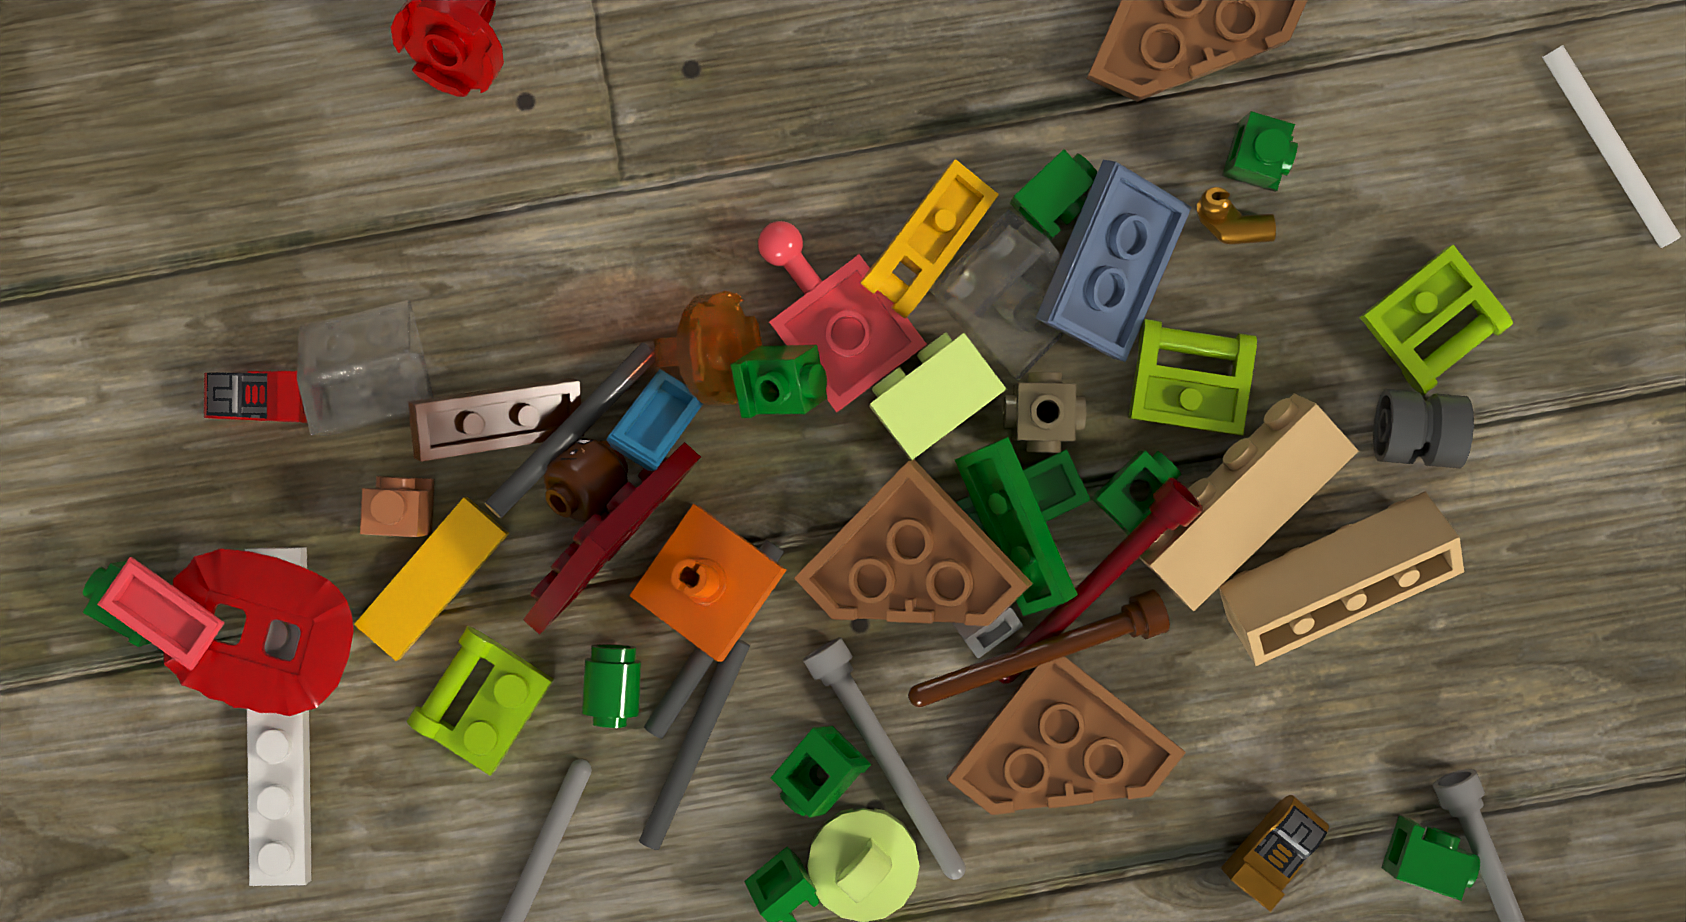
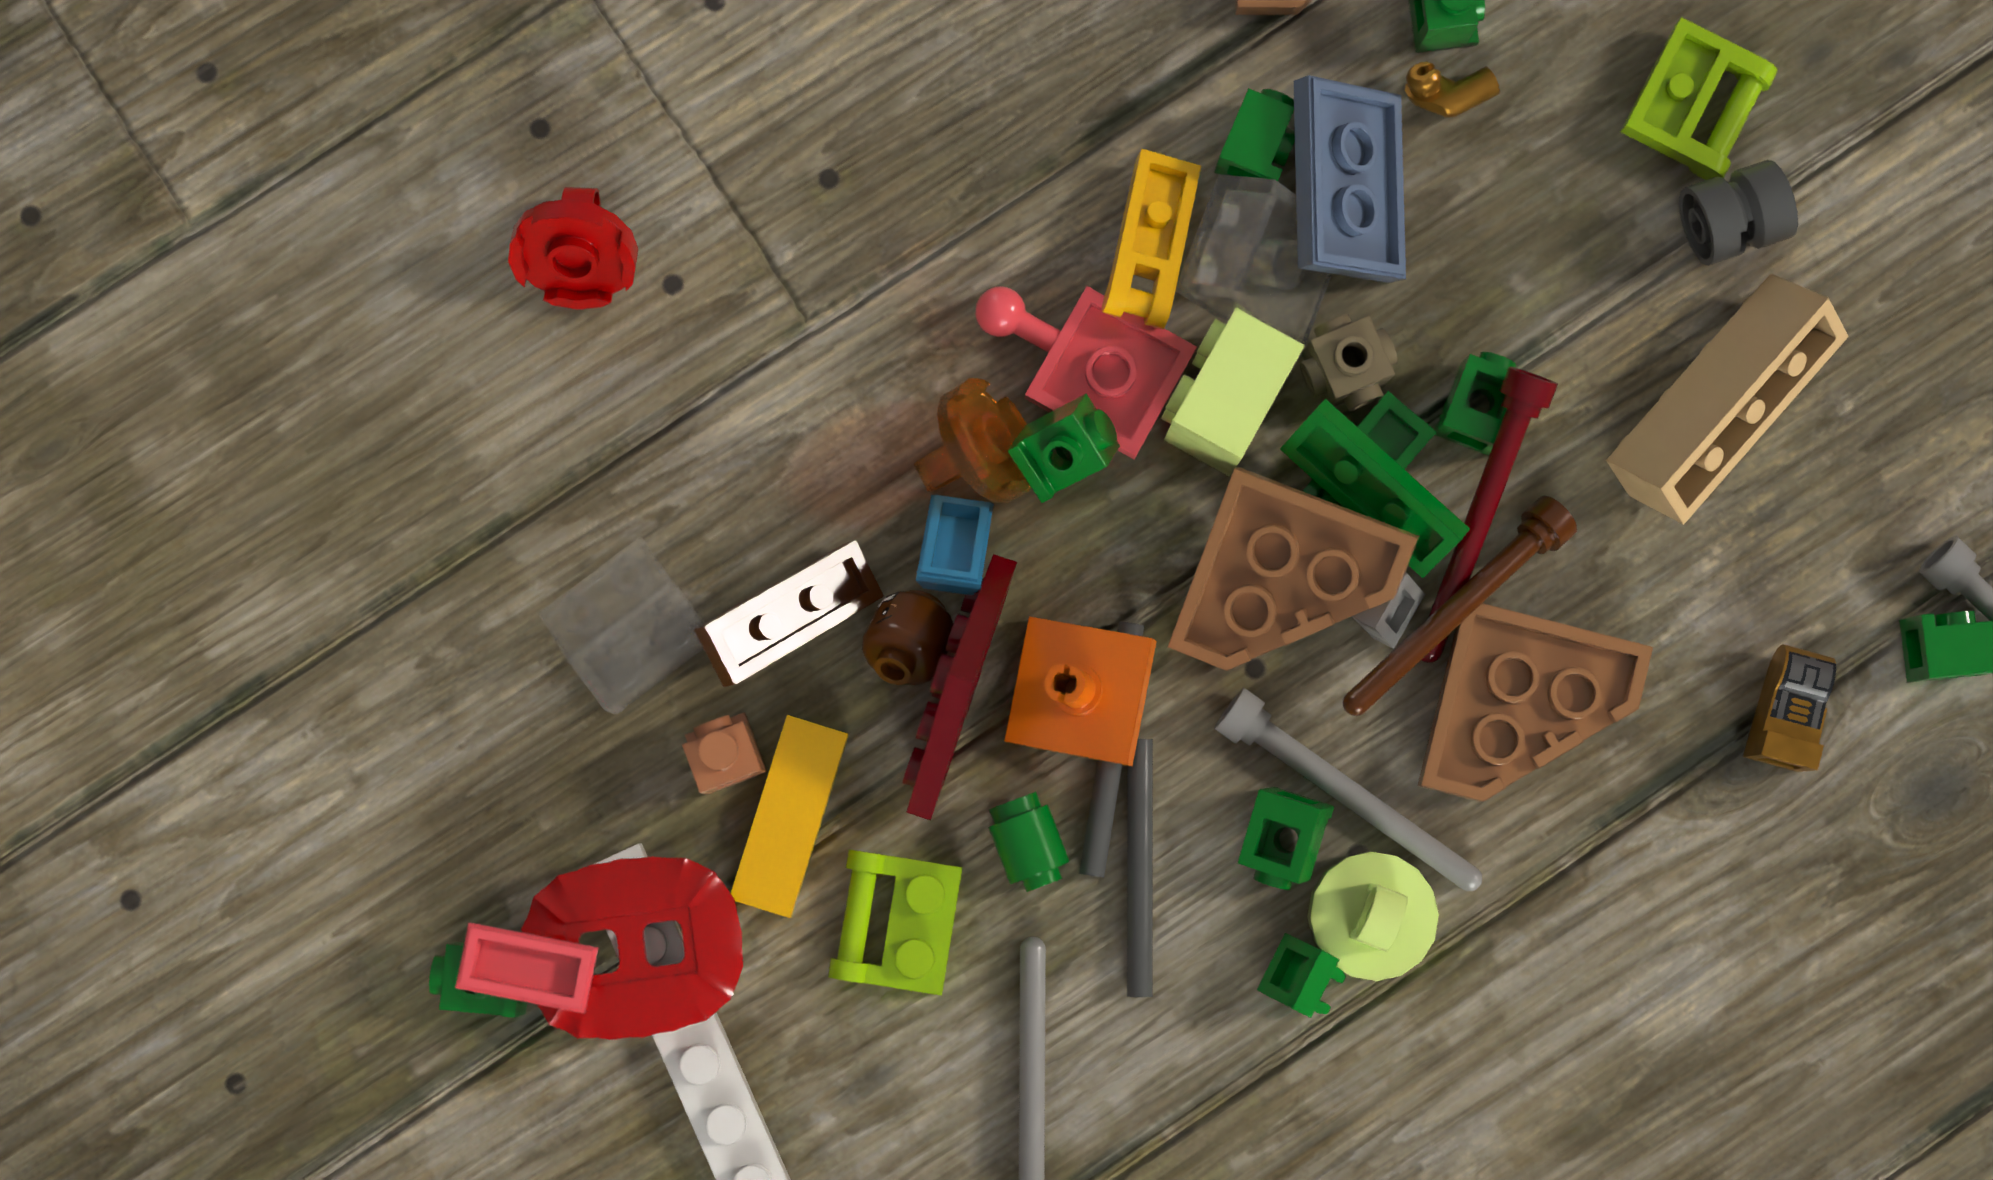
camera: 20 degrees left, 5 degrees down
(253, 396) = (527, 703): leg -> none
(571, 430) = (870, 593): dark grey bar -> none
(1191, 396) = (1486, 284): lime plate -> none
(1250, 498) = (1597, 359): tan brick -> none

